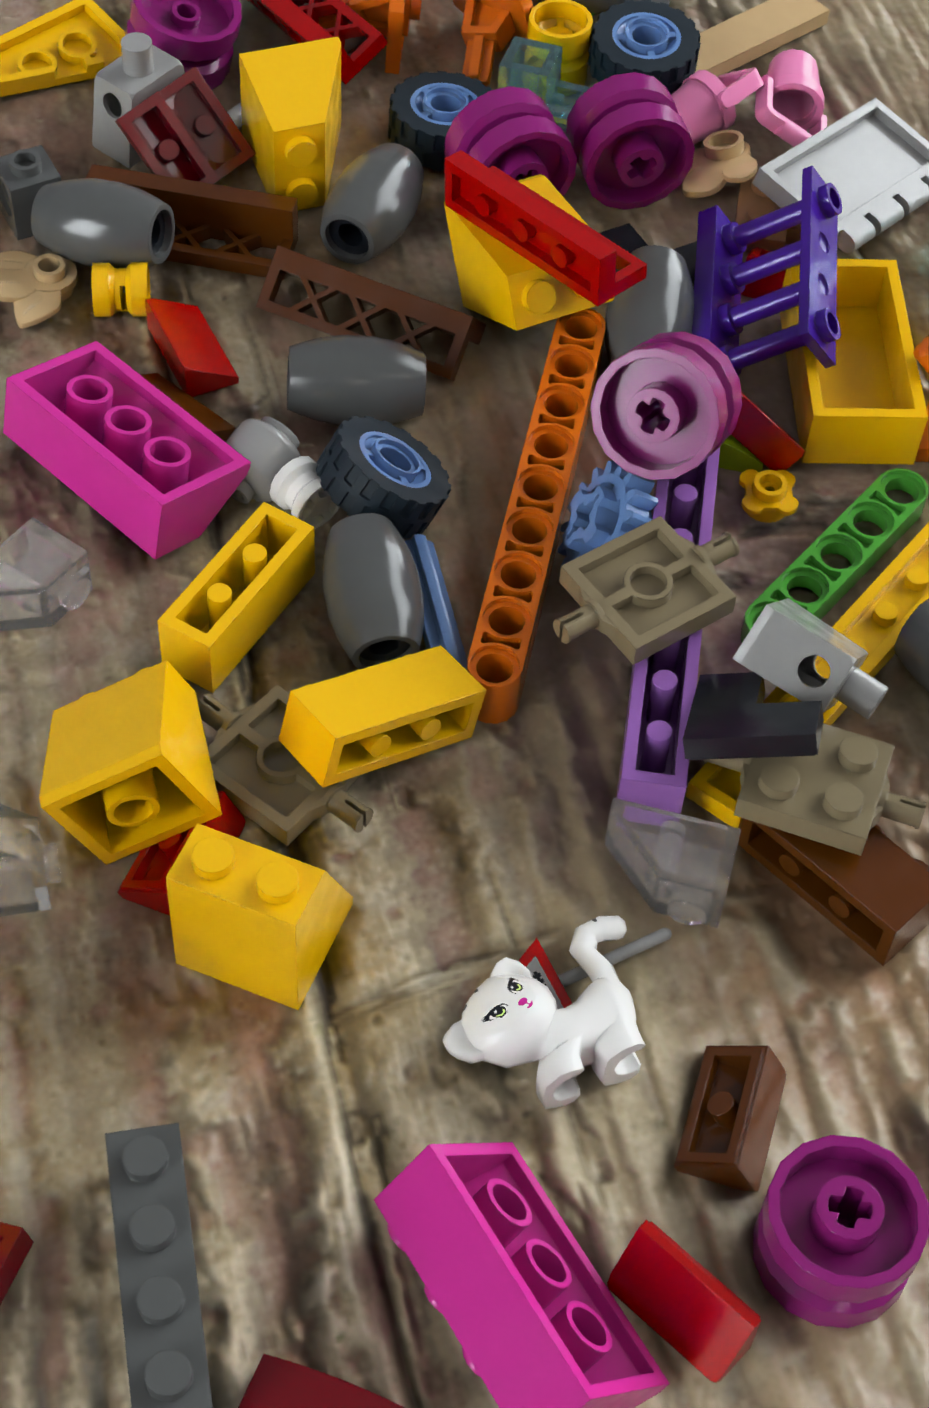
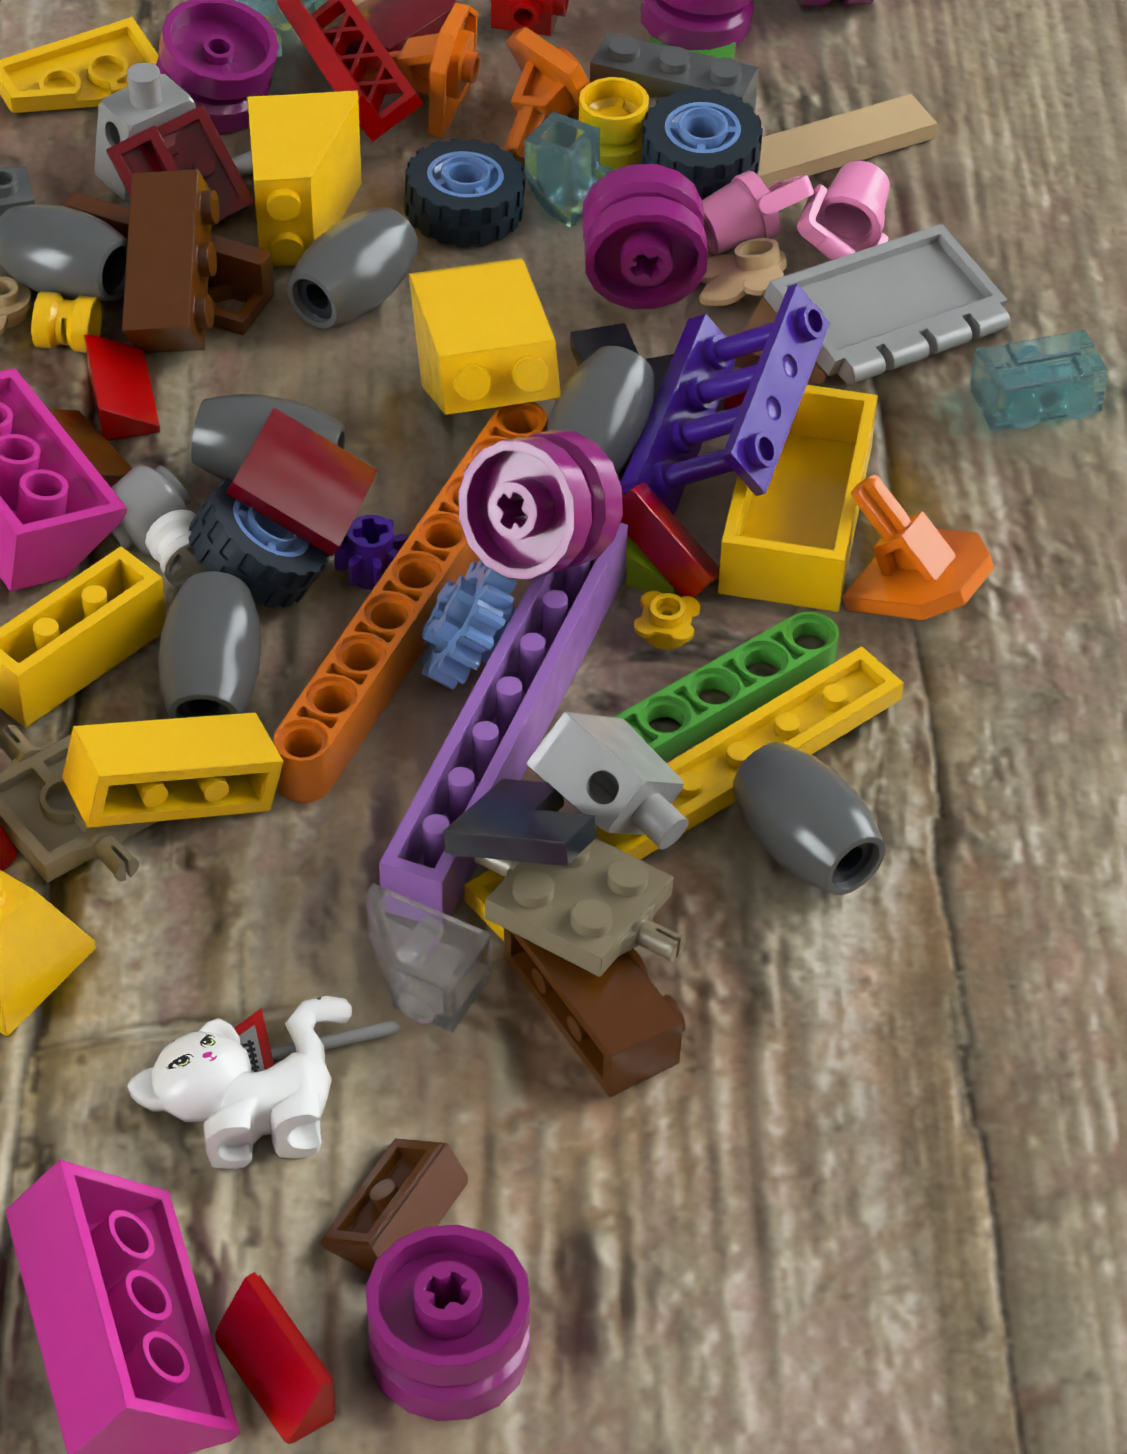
camera: 15 degrees right, 5 degrees down
(209, 218) = (169, 261): none -> reddish brown brick
(381, 296) = (331, 366): reddish brown fence -> none
(412, 414) = (302, 482): none -> dark red slope
(439, 619) = (276, 667): medium blue axle -> none
(482, 470) = (368, 550): none -> dark purple gear
(514, 134) = (512, 215): magenta wheel -> none
(539, 230) = (487, 313): red fence -> none
(647, 589) = (468, 684): dark tan plate -> none

